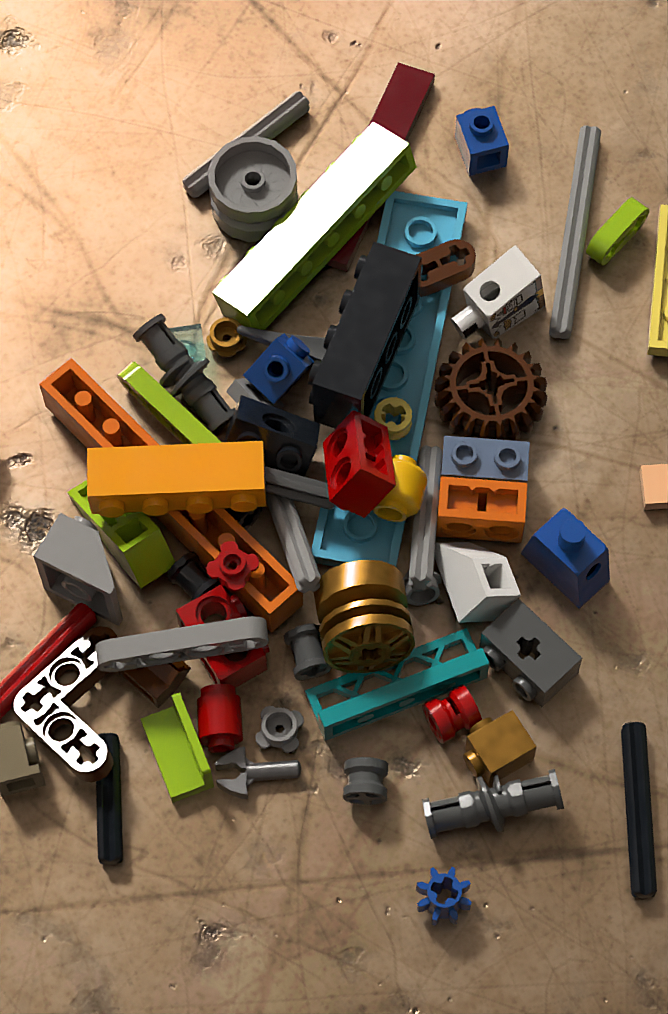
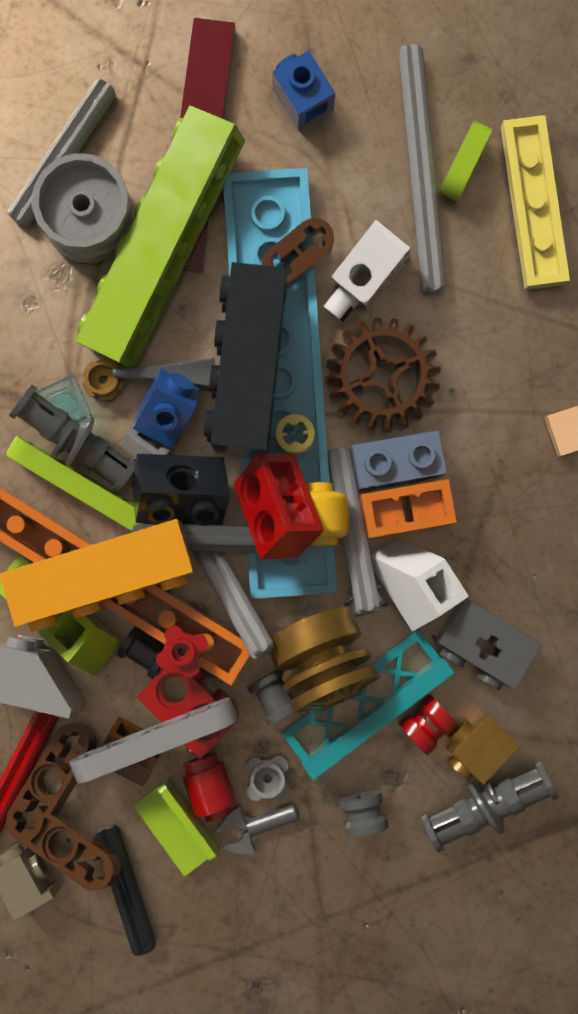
camera: 20 degrees left, 20 degrees up
(436, 885) = (473, 914): blue gear -> none
(565, 554) = (499, 533): blue torso -> none

